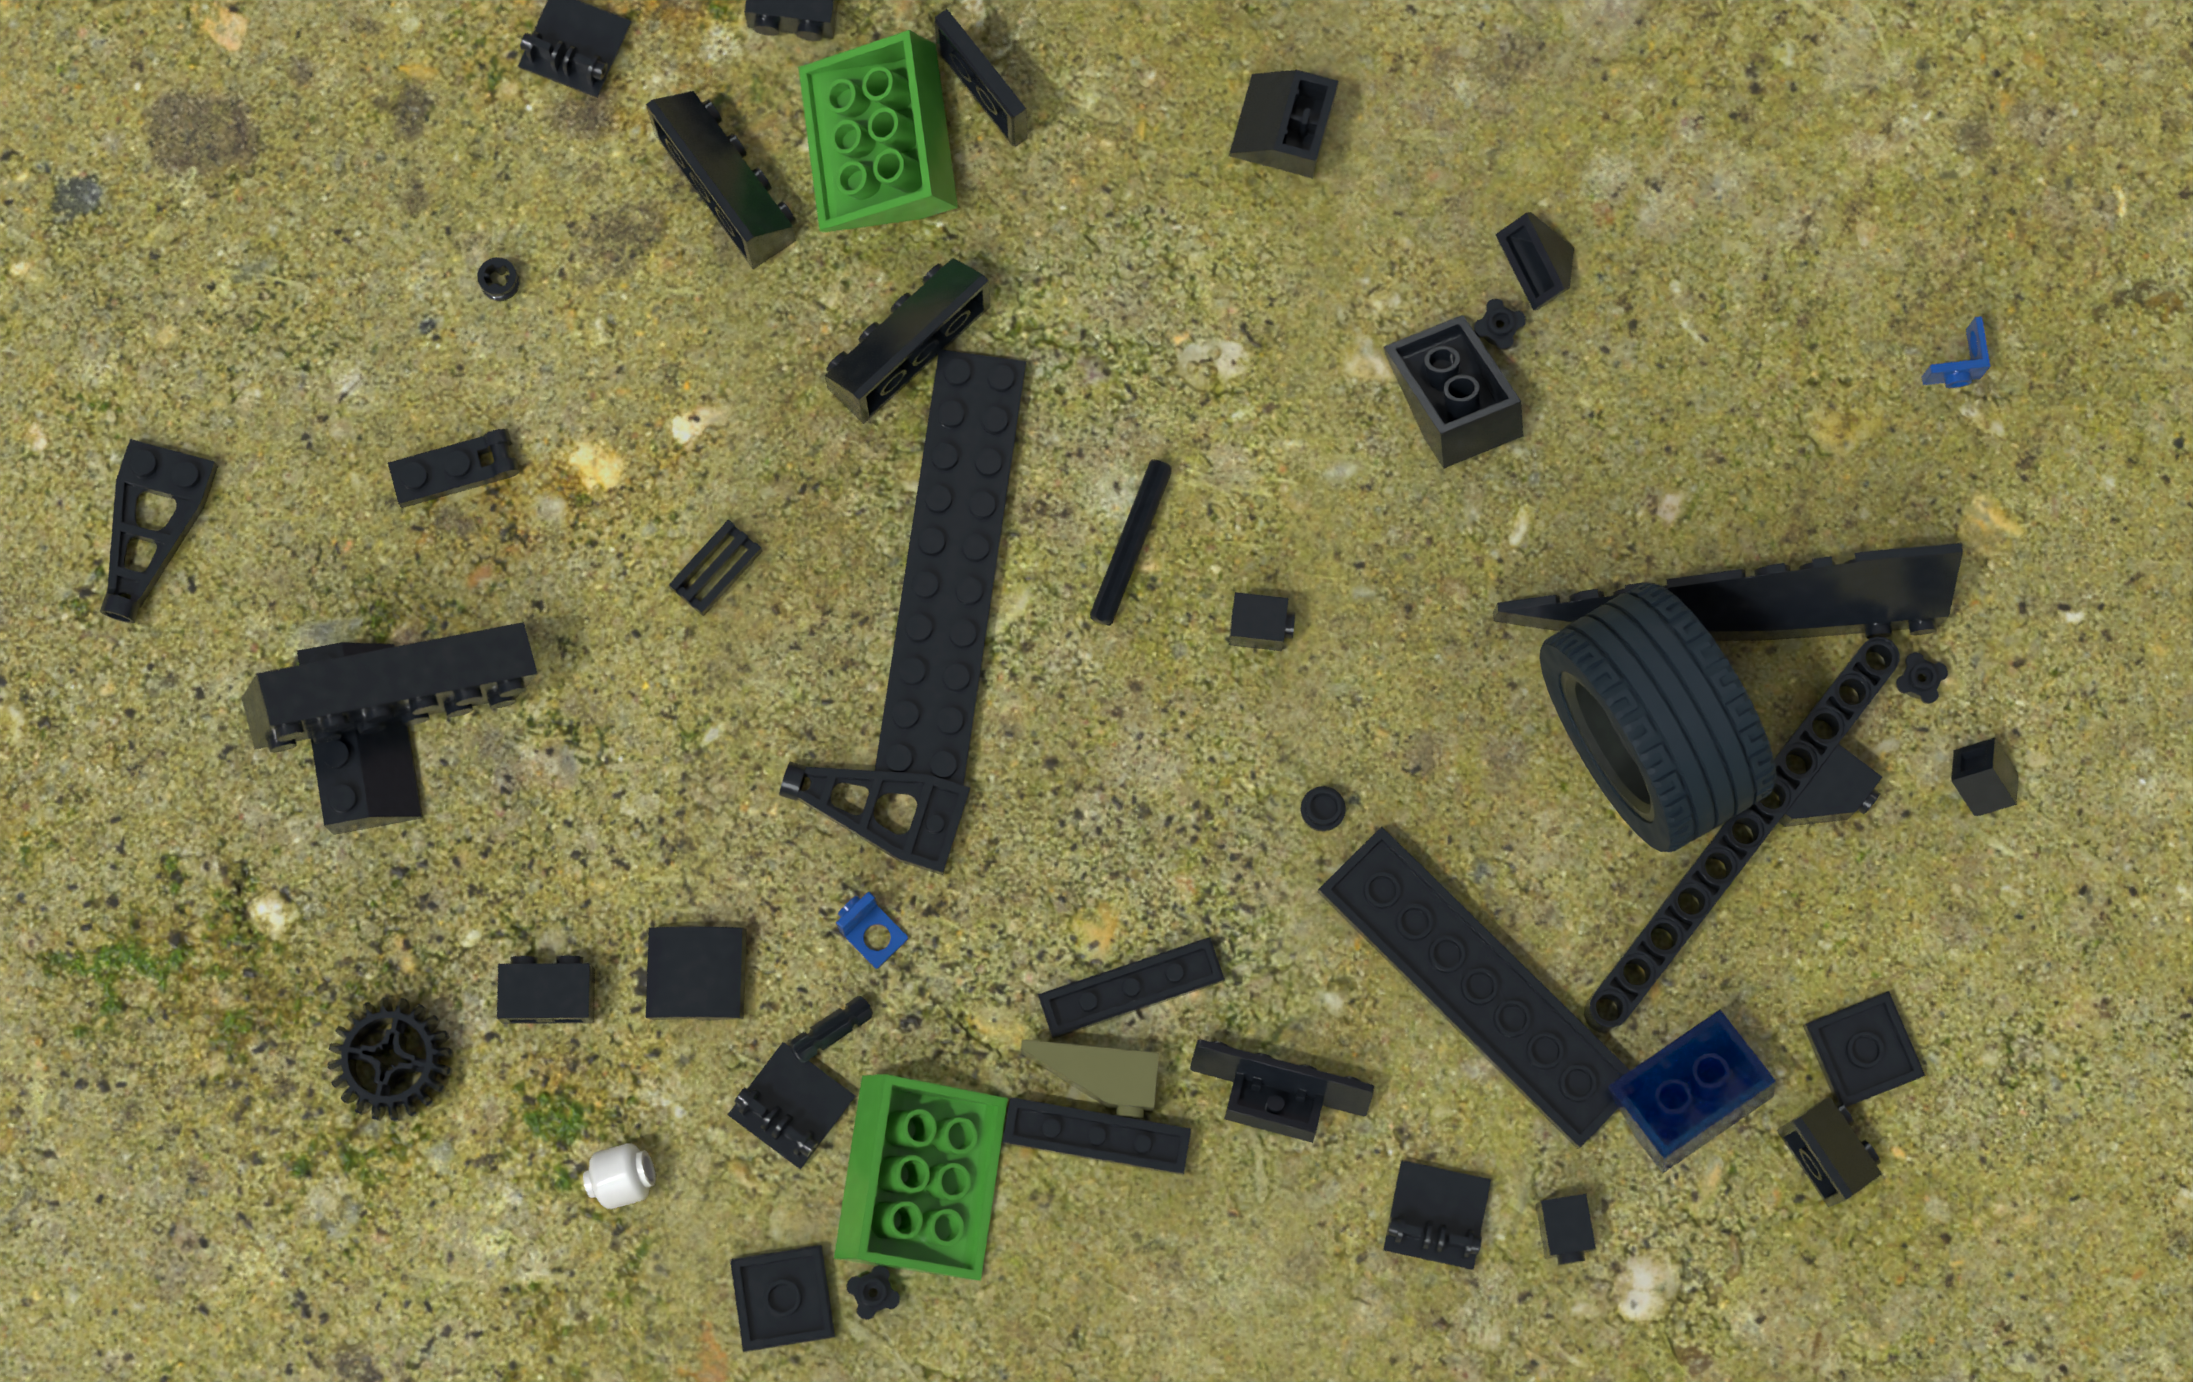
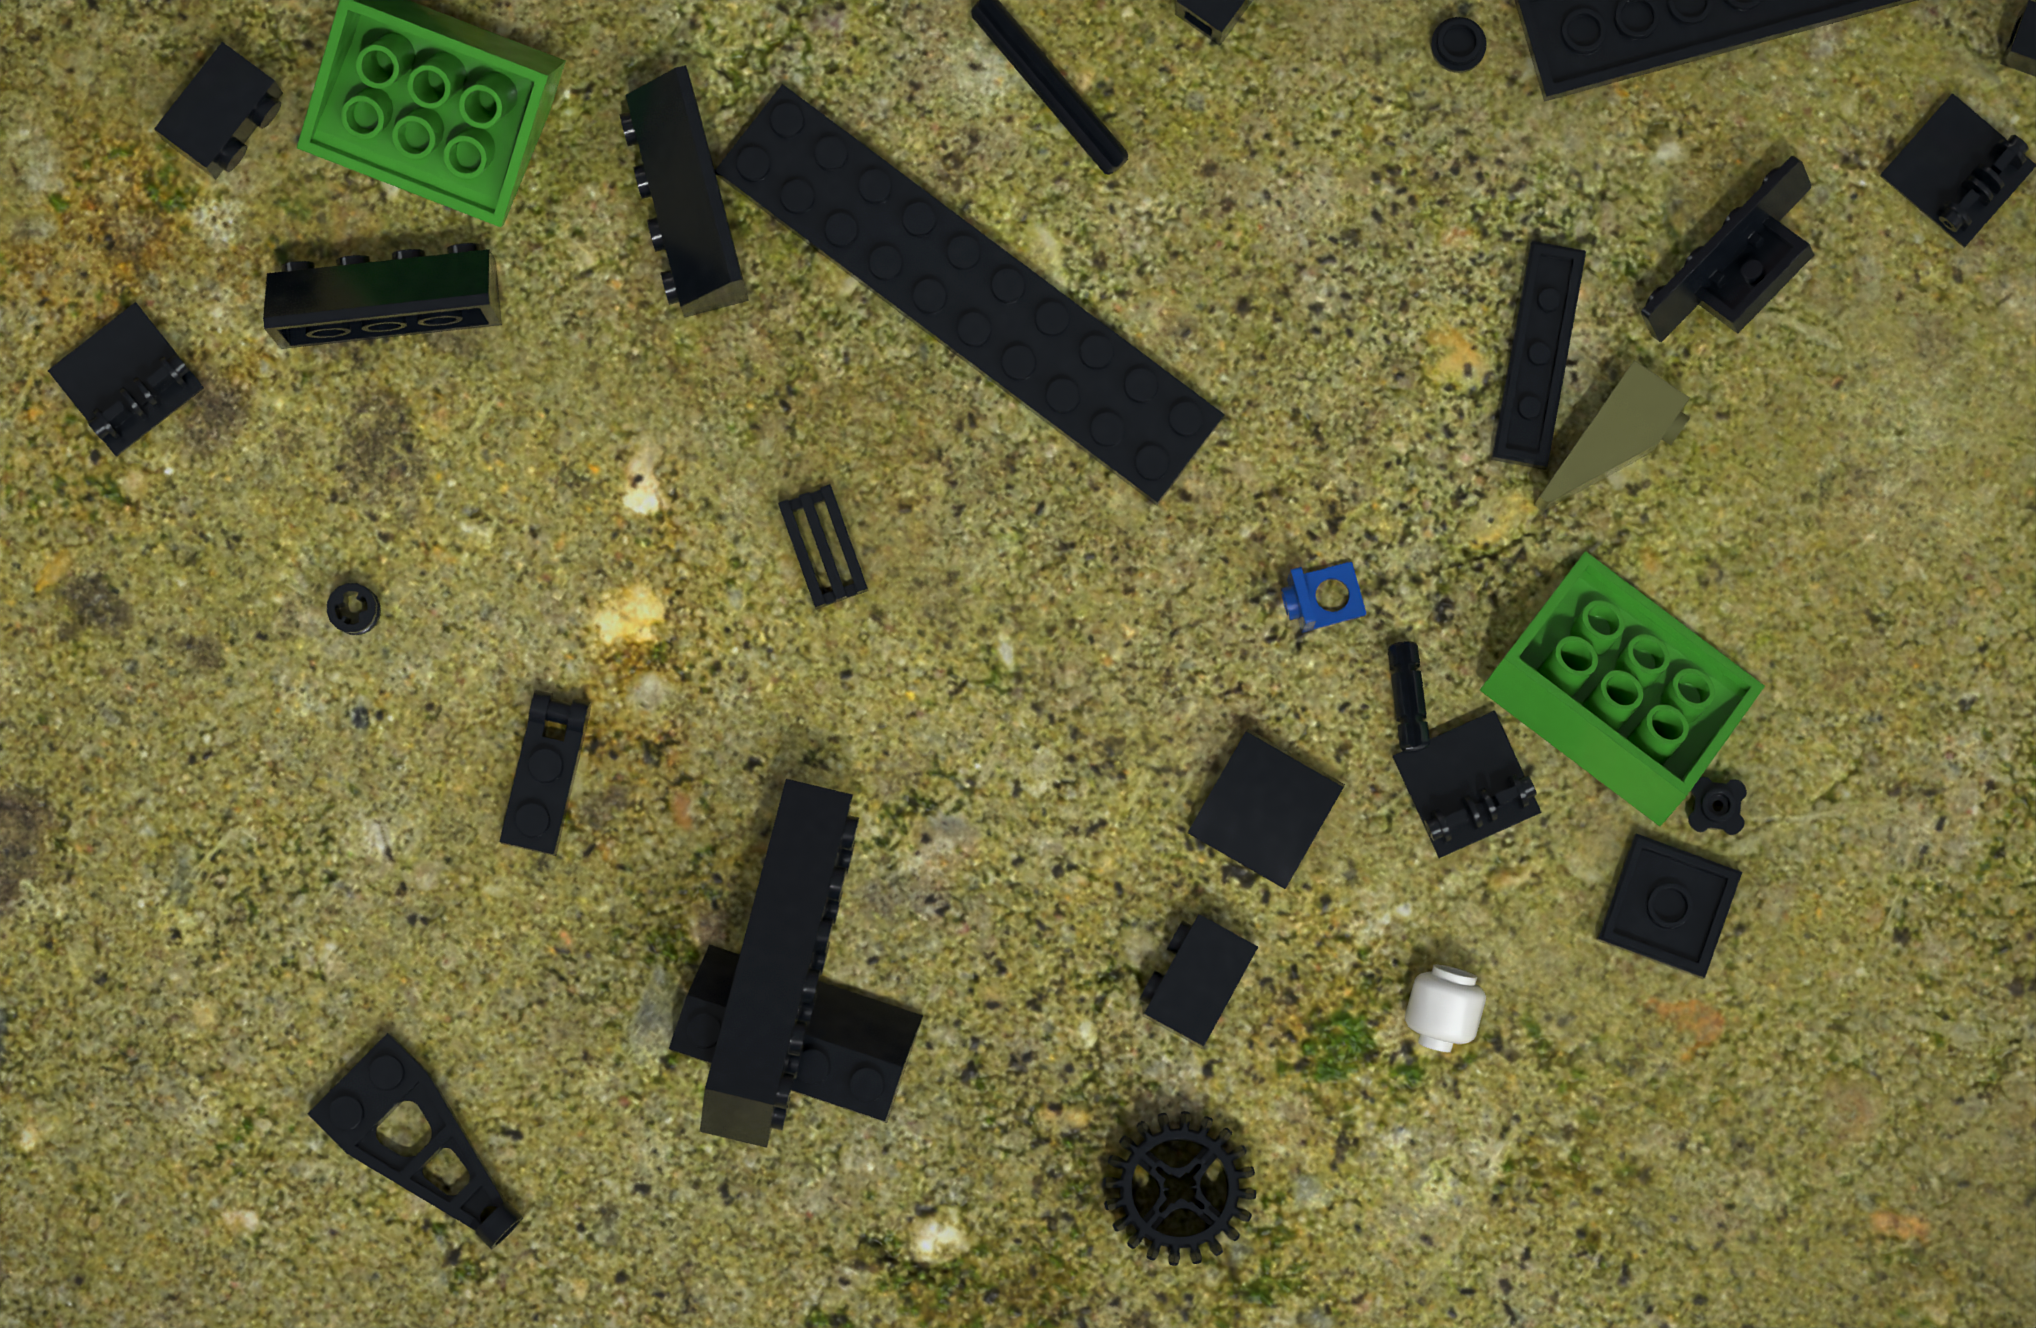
camera: 55 degrees left, 5 degrees up
(933, 825) = (1243, 464): black plate -> none
(1096, 1136) = (1680, 478): black plate -> none

